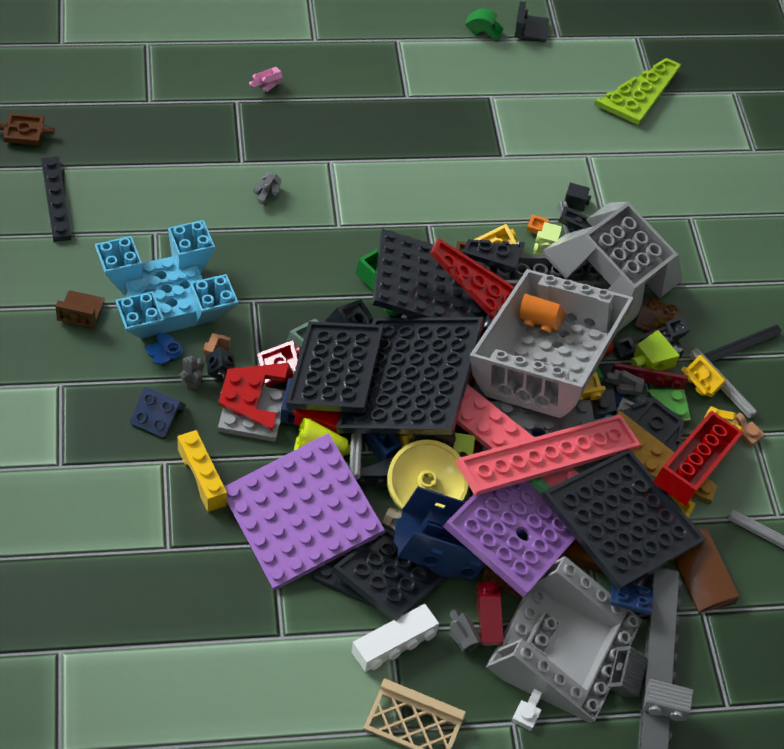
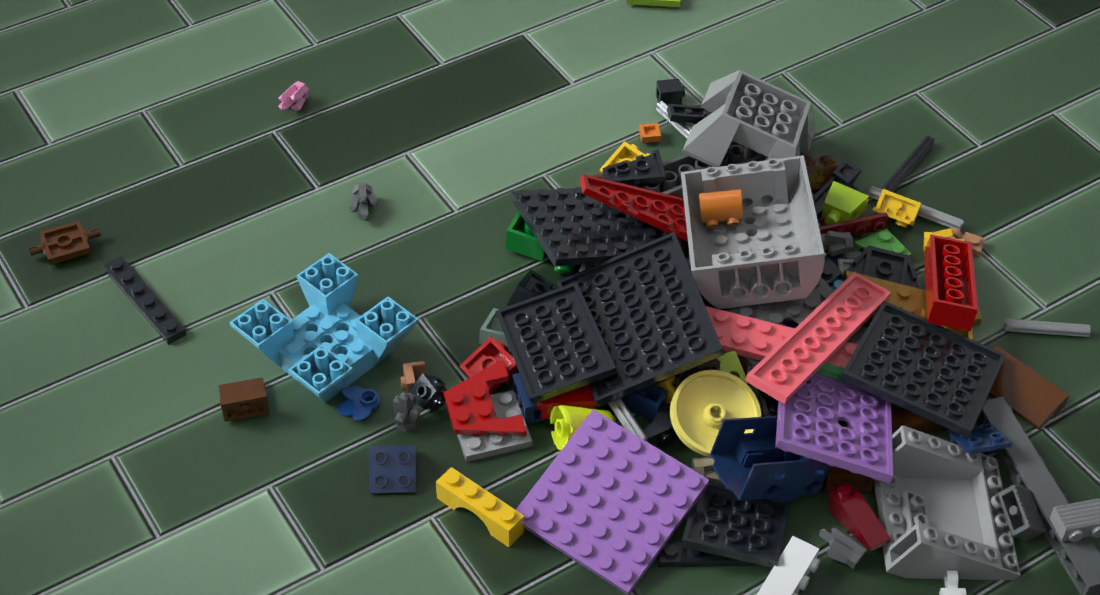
camera: 20 degrees left, 5 degrees down
(549, 234) = (673, 140): yellowish green brick -> none

